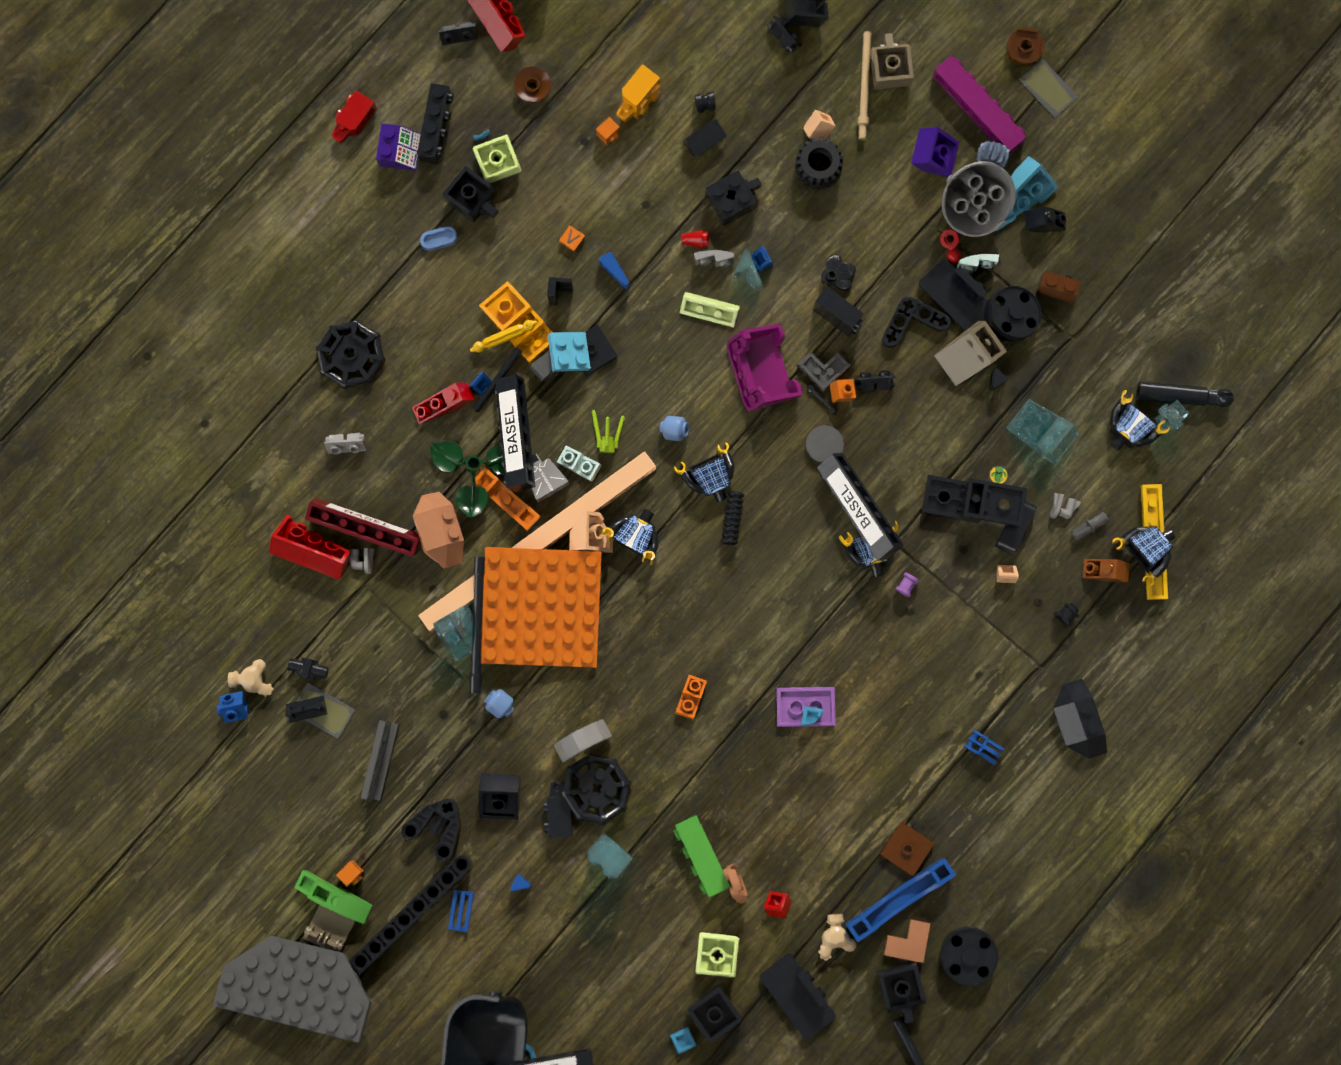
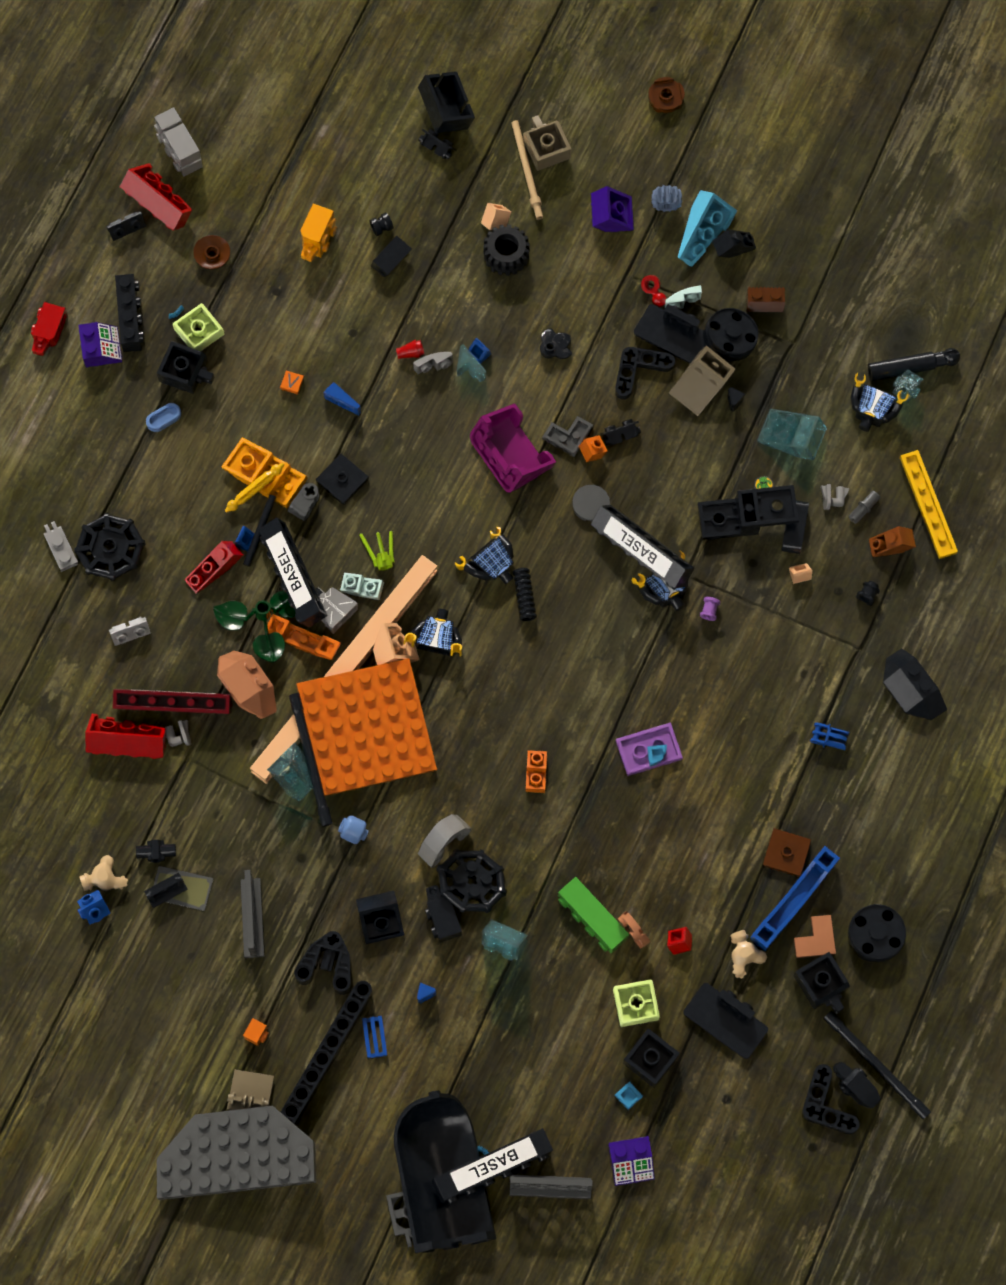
camera: 20 degrees left, 10 degrees down
(303, 340) = (60, 547): none -> light grey hinge
(333, 898) = (246, 1058): bright green slope -> none
(555, 285) = (292, 426): black panel -> none
(569, 351) = (321, 483): medium azure plate -> none
(608, 131) = (297, 275): orange plate -> none
(674, 428) = (443, 527): medium blue head -> none
(709, 309) = (443, 411): yellowish green slope -> none
(736, 187) = (434, 292): black hinge -> none
(810, 389) = (562, 457): black hinge -> none
(838, 312) = (567, 377): black brick -> none
(978, 104) = (638, 157): magenta brick -> none
(978, 199) = (665, 237): light grey cone -> none
(1048, 88) = (699, 126): olive sticker -> none
(1149, 548) = (925, 509): black torso -> none

